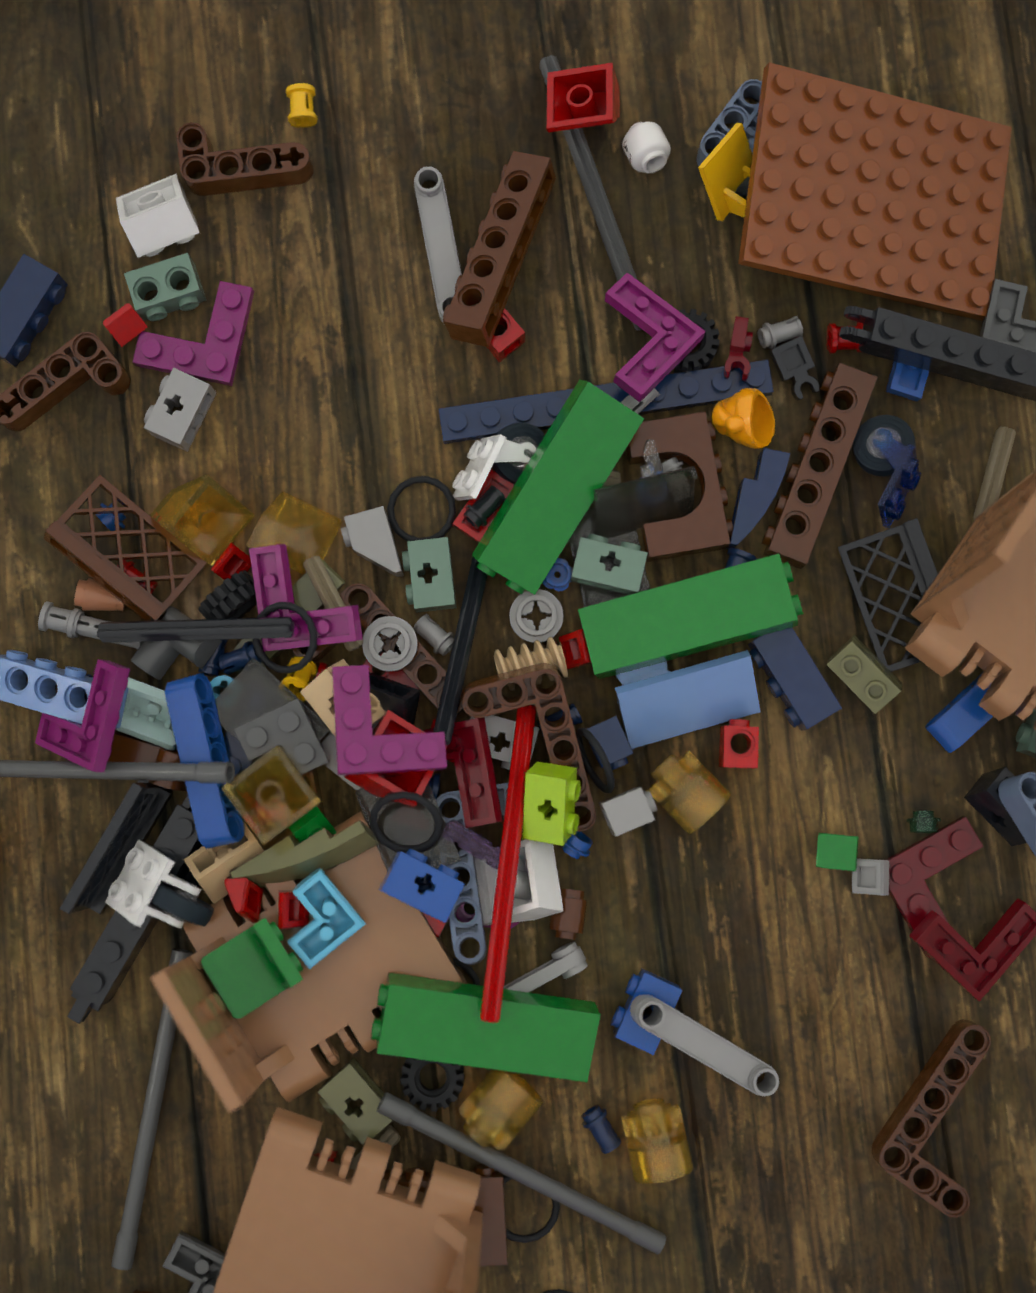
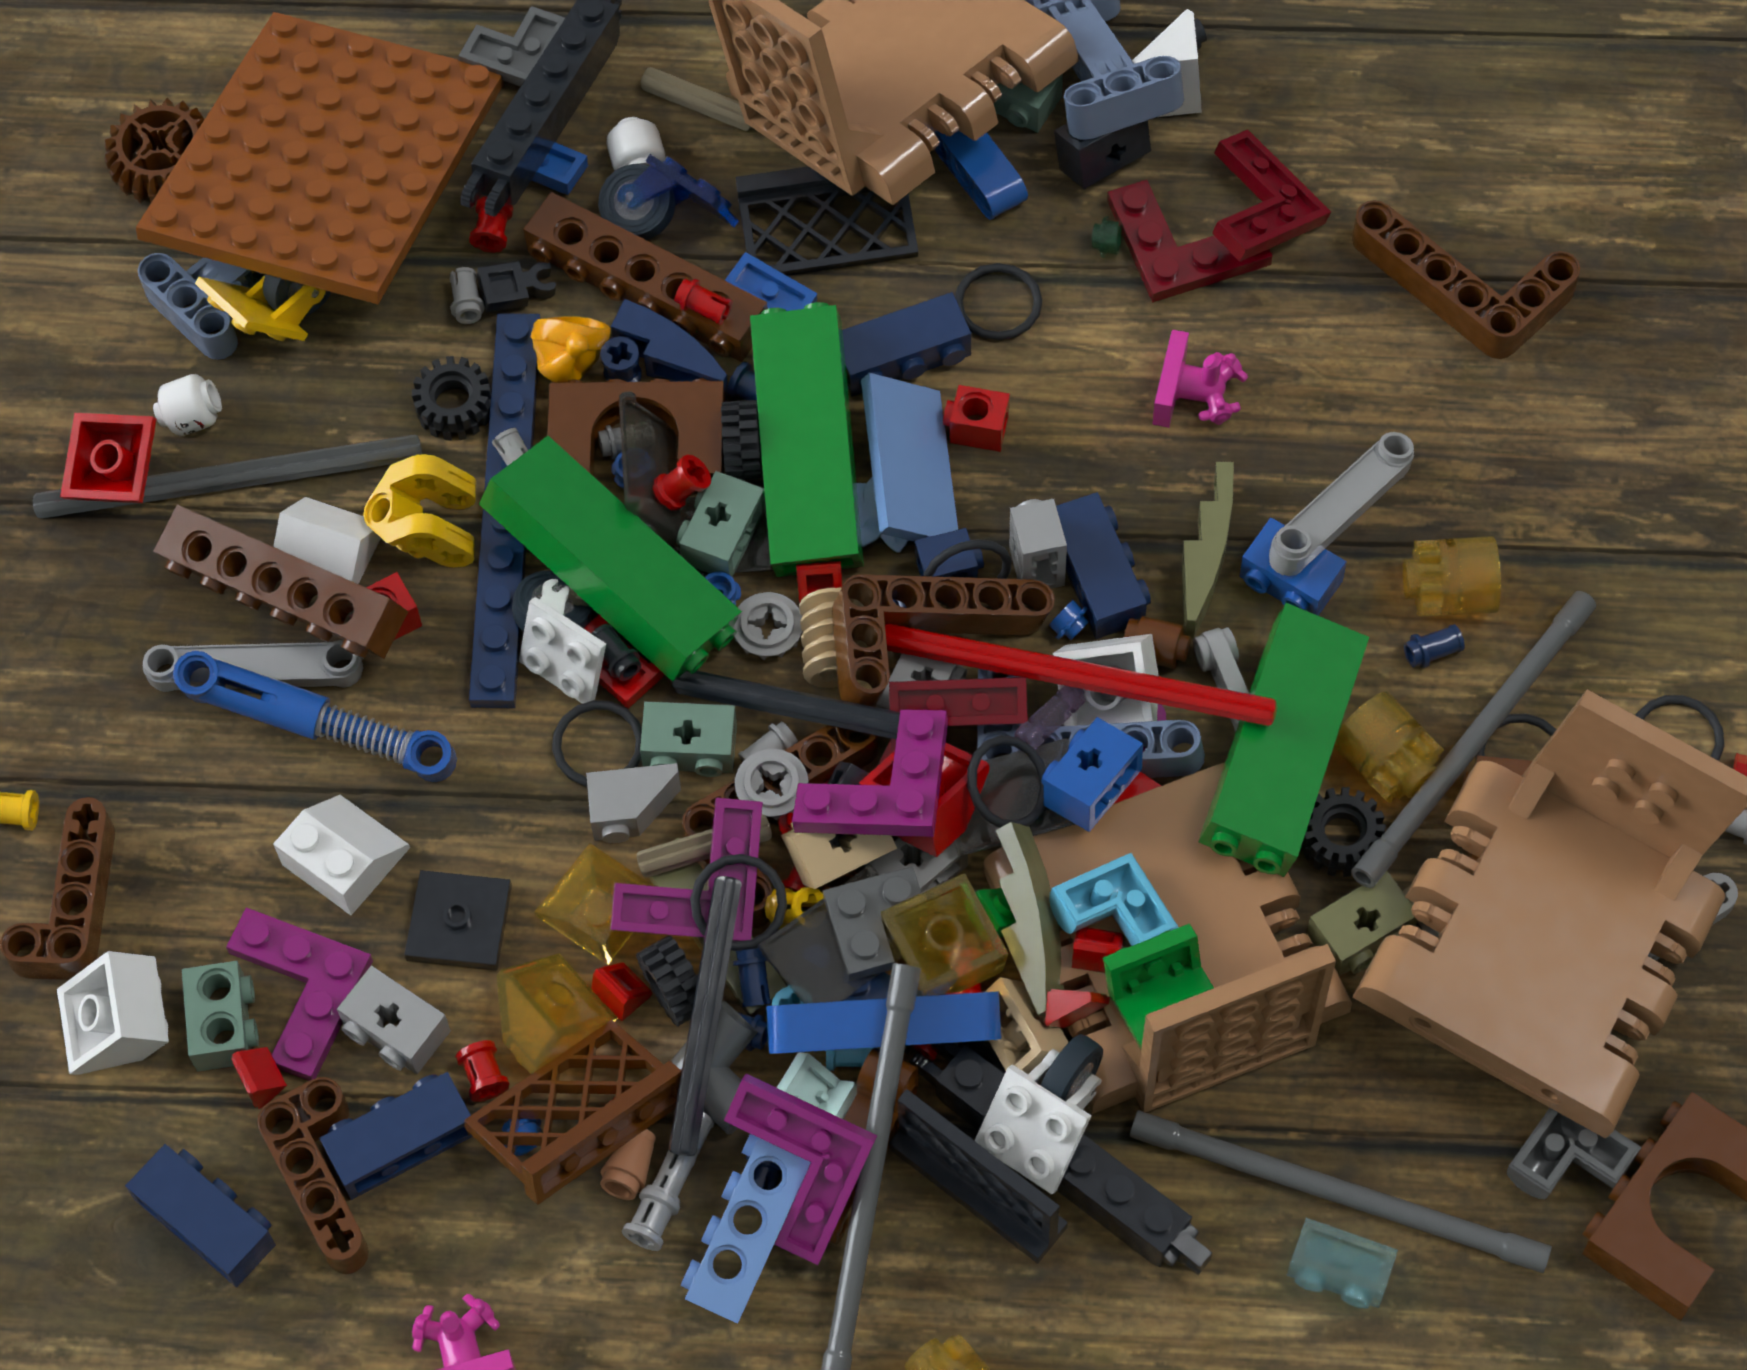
camera: 80 degrees left, 20 degrees down
(92, 1117) = (1341, 1264): none -> clear light blue bracket
(96, 431) = (397, 1134): none -> dark blue brick
(152, 480) = (482, 1070): none -> red bush
(267, 438) = (458, 920): none -> black plate
(304, 343) = (339, 851): none -> white slope
(400, 295) = (309, 714): none -> blue piece
(550, 803) = (988, 620): lime brick -> none
(551, 276) = (327, 538): none -> white slope
(579, 321) = (399, 518): none -> yellow piece
(626, 860) = (1101, 566): none -> dark blue brick
(634, 532) = (681, 482): none -> red bush
(639, 941) = (1205, 557): none -> olive slope
(653, 463) = (607, 451): clear piece -> none
(671, 332) = (441, 399): magenta plate -> none
(681, 565) = (741, 439): none -> black tyre
(687, 791) = (1025, 470): clear yellow gear -> none
(740, 343) = (470, 340): dark red plate -> none
(748, 460) = (621, 359): none -> dark blue bush
(793, 514) = (702, 301): none -> red pin
(799, 912) = (1195, 383): none -> dark pink piece
(823, 565) = (770, 284): none -> blue plate
(837, 851) = (1127, 331): green slope -> none
(847, 58) = (163, 137): none -> reddish brown gear
(851, 775) = (1005, 268): none -> black piece
(864, 674) = (914, 265): olive brick -> none
(871, 877) = (1163, 301): light grey tile -> none
(937, 434) = (633, 142): none -> white head

